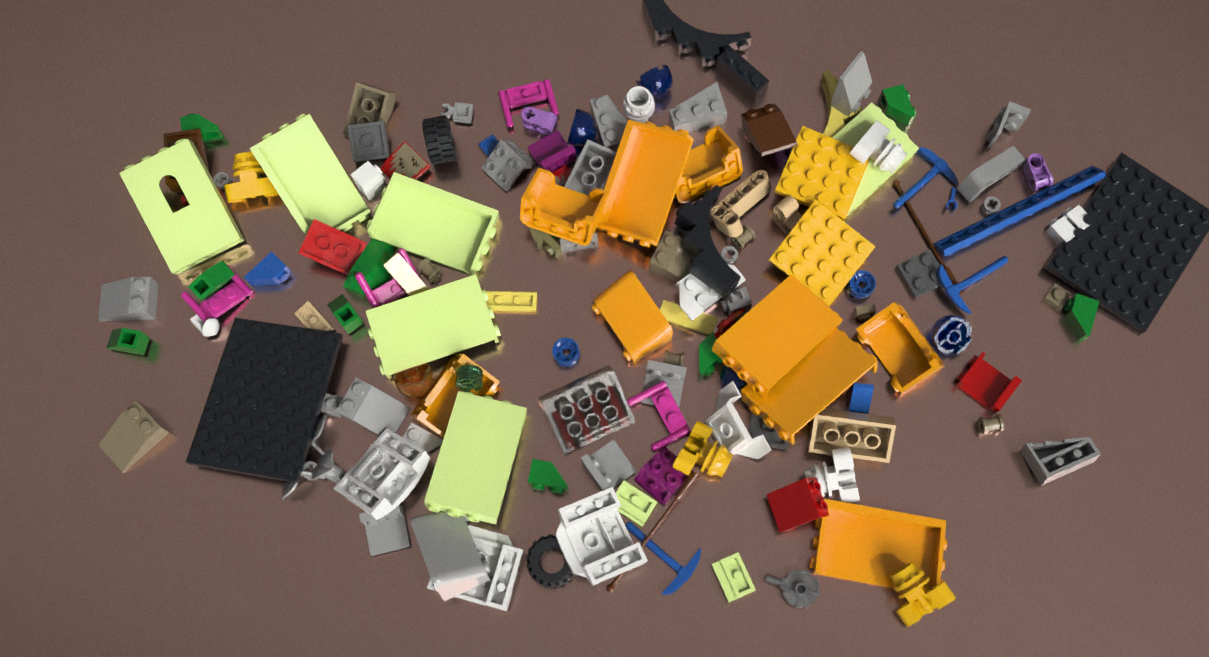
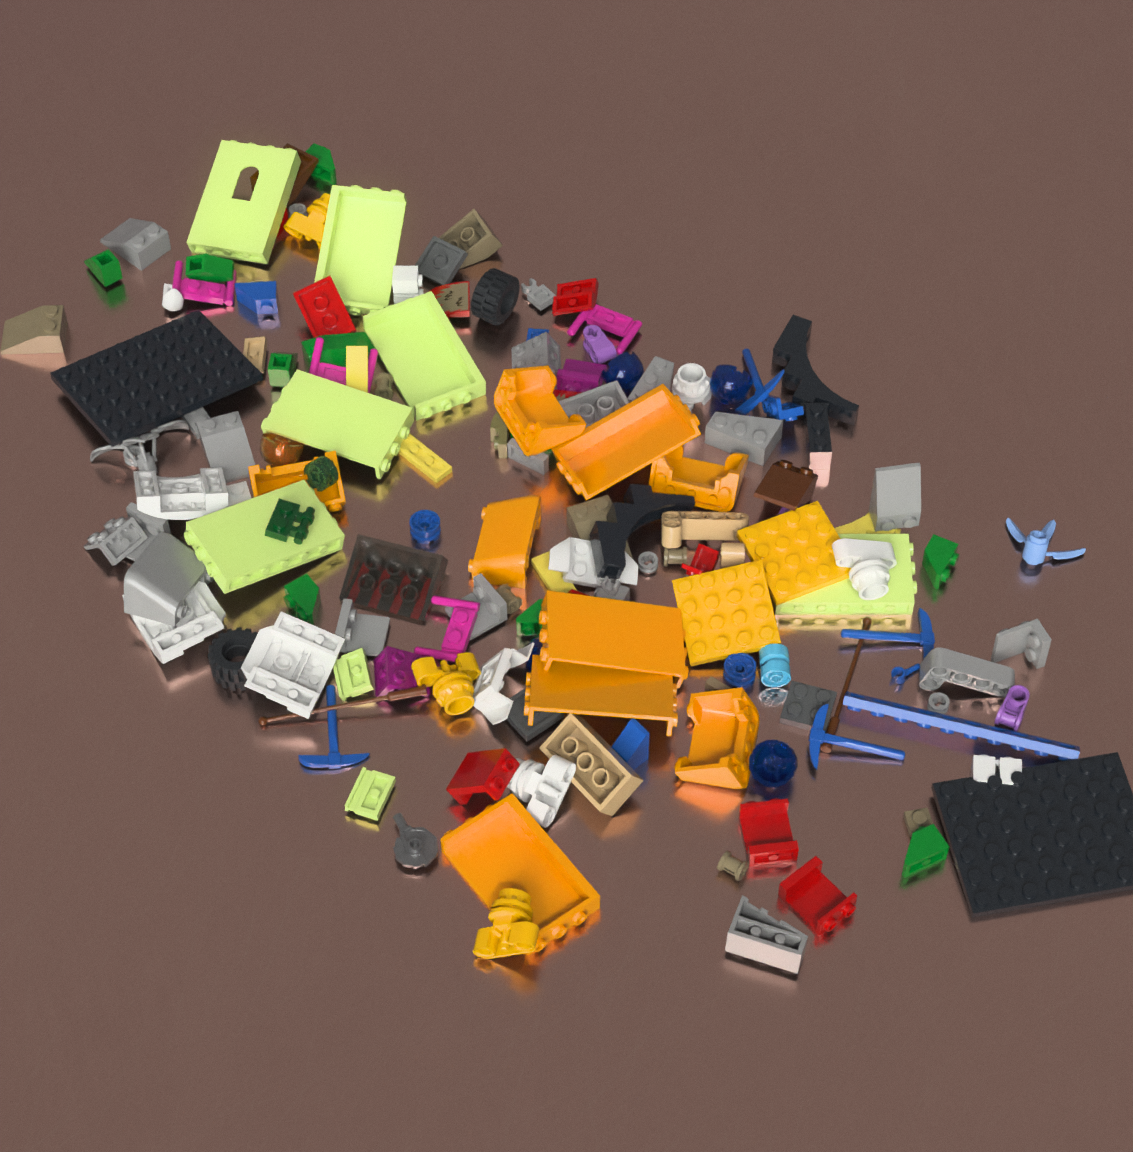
camera: 40 degrees right, 20 degrees down
(372, 547) = (117, 538): none -> light grey bracket
(481, 436) = (283, 519): none -> dark green plate
(487, 95) = (575, 296): none -> red slope
(683, 71) = (761, 392): none -> blue piece
(705, 73) = (788, 411): none -> blue bracket
(766, 229) = (703, 560): none -> red bracket
(880, 263) = (774, 665): none -> medium azure wheel
(945, 43) = (1037, 543): none -> light blue plant
(1056, 401) = (816, 897): none -> red panel

